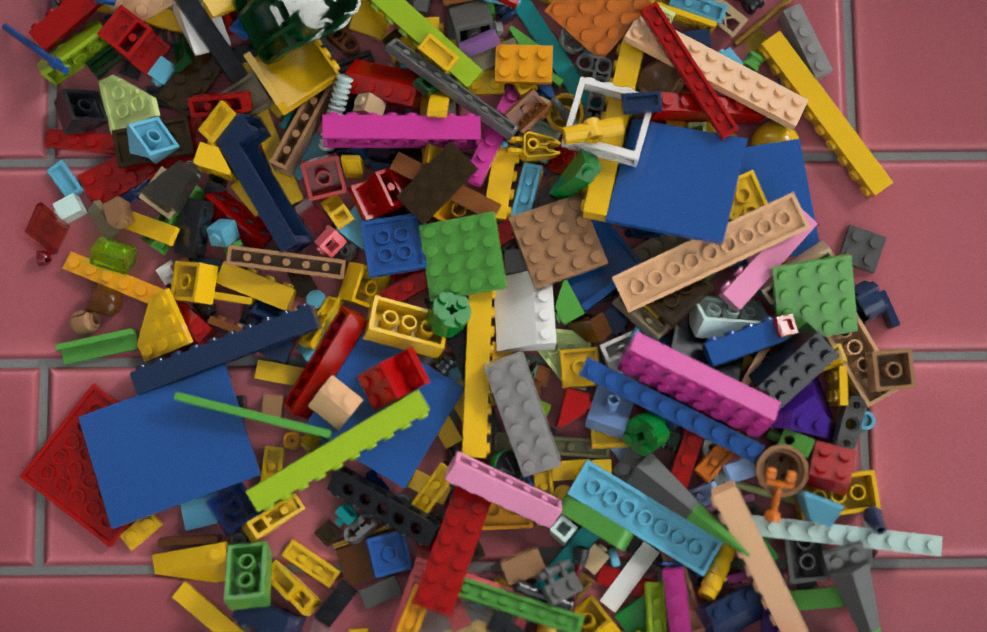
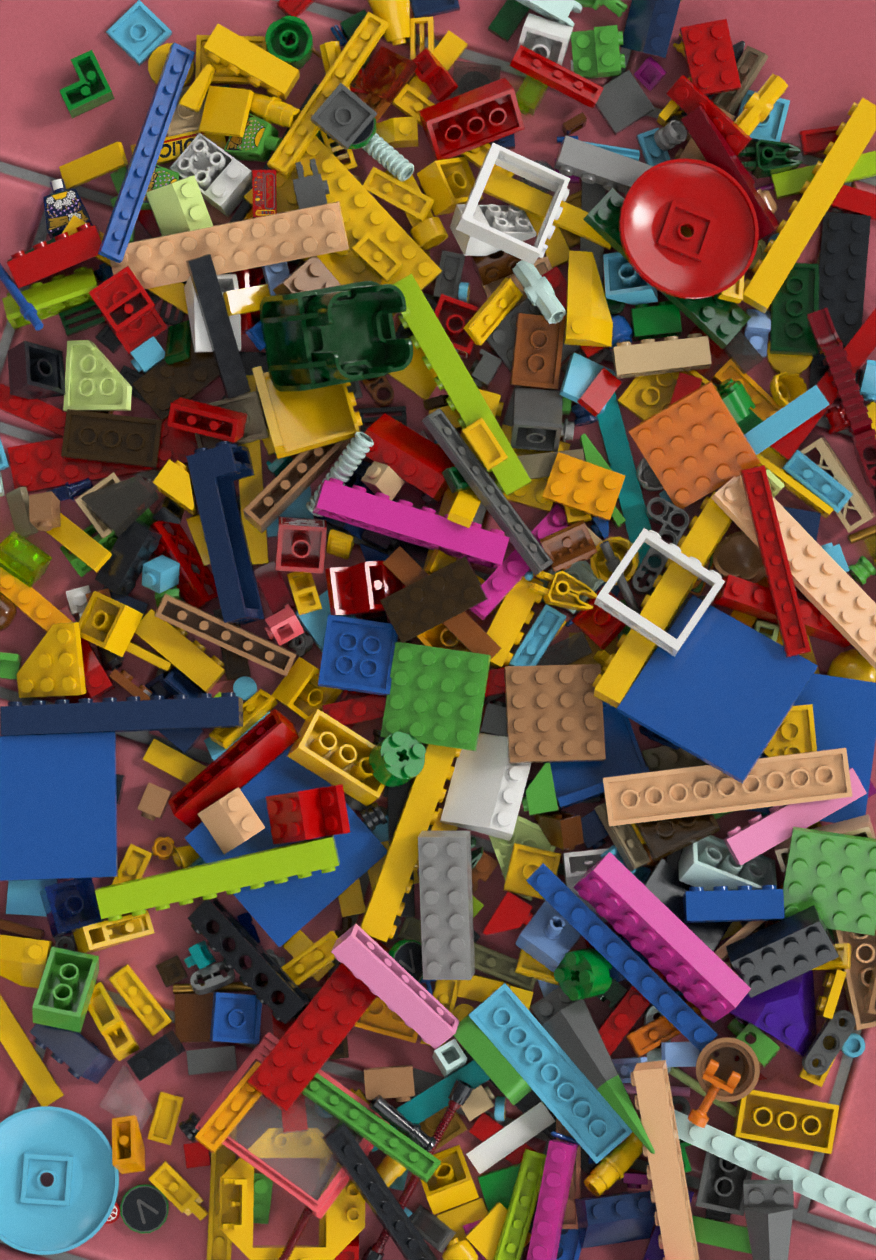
camera: 15 degrees right, 0 degrees up
(151, 139) = (112, 437): medium azure slope -> none
(217, 121) = (197, 442): yellow tile -> none
(253, 415) = (131, 805): bright green tile -> none
(479, 43) = (538, 445): medium lavender tile -> none
(564, 587) = (426, 1122): dark grey plate -> none
(577, 175) = (602, 643): green slope -> none
(593, 130) = (635, 599): yellow piece -> none
(641, 102) = (704, 583): dark blue tile -> none
(785, 326) = (786, 901): tile -> none
(818, 508) = (754, 1127): medium azure slope -> none
(831, 468) = (787, 1085): red brick -> none
(874, 518) = (818, 1161): dark blue cone -> none

